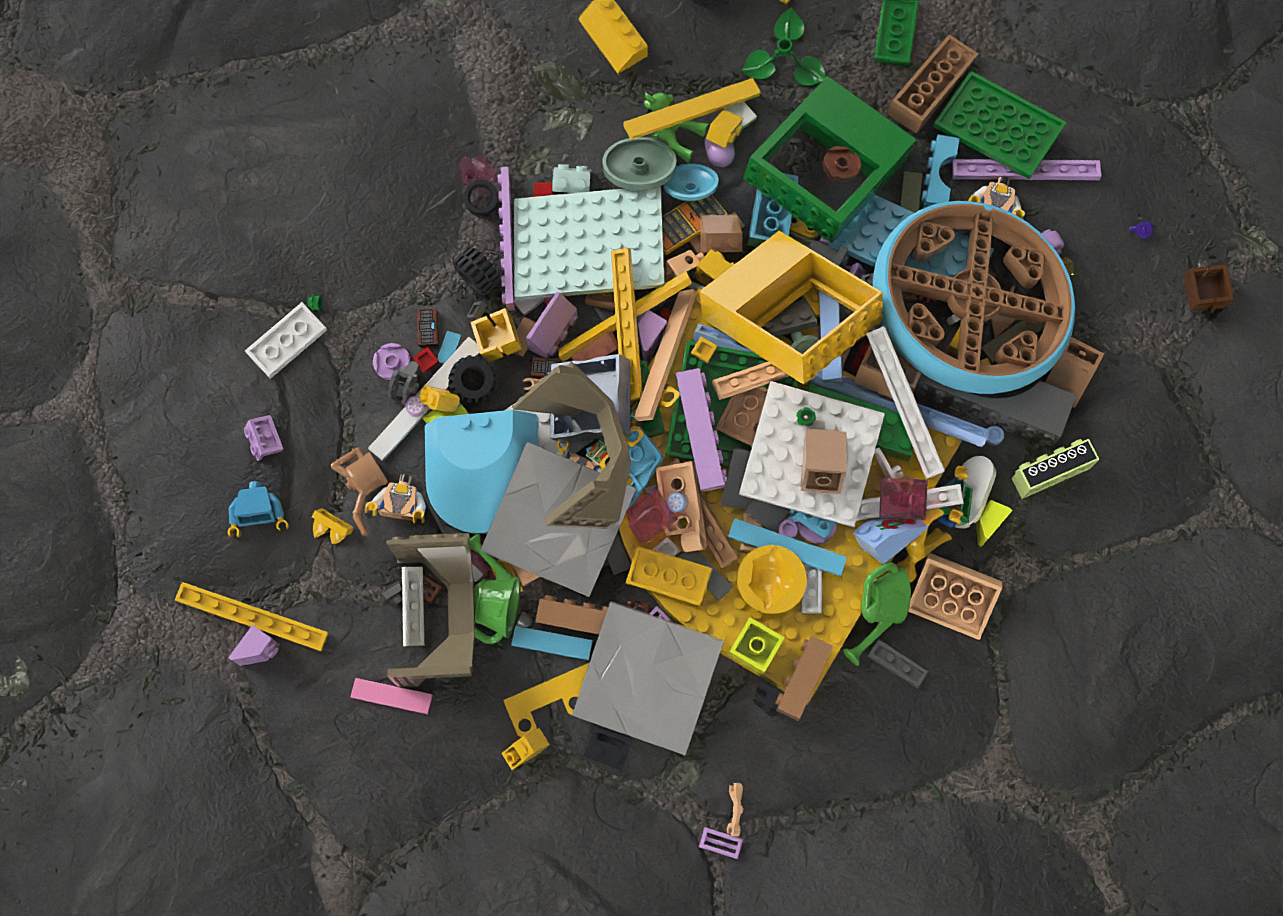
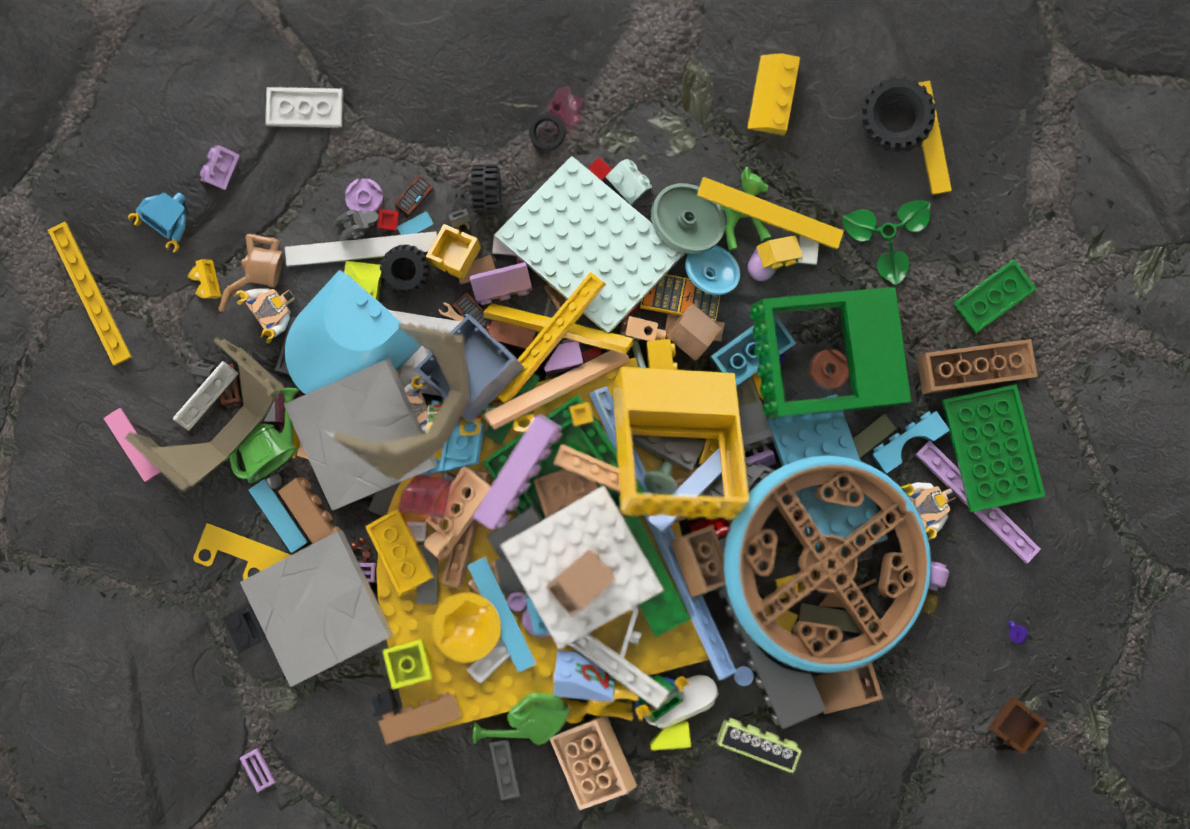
camera: 45 degrees right, 10 degrees up
(254, 648) = (71, 319): lavender slope -> none
(315, 302) = (351, 98): green plate -> none
(414, 406) = (347, 248): lavender tile -> none
(439, 399) = (364, 261): yellow brick -> none
(506, 245) = (539, 178): lavender plate -> none
(525, 748) = (187, 573): yellow slope -> none
(676, 502) = (452, 506): light blue tile -> none
(736, 795) = (301, 746): light nougat piece -> none
(806, 412) = (600, 543): green plate -> none
(903, 498) = (614, 664): clear pink slope -> none
(905, 402) = (687, 595): white tile -> none

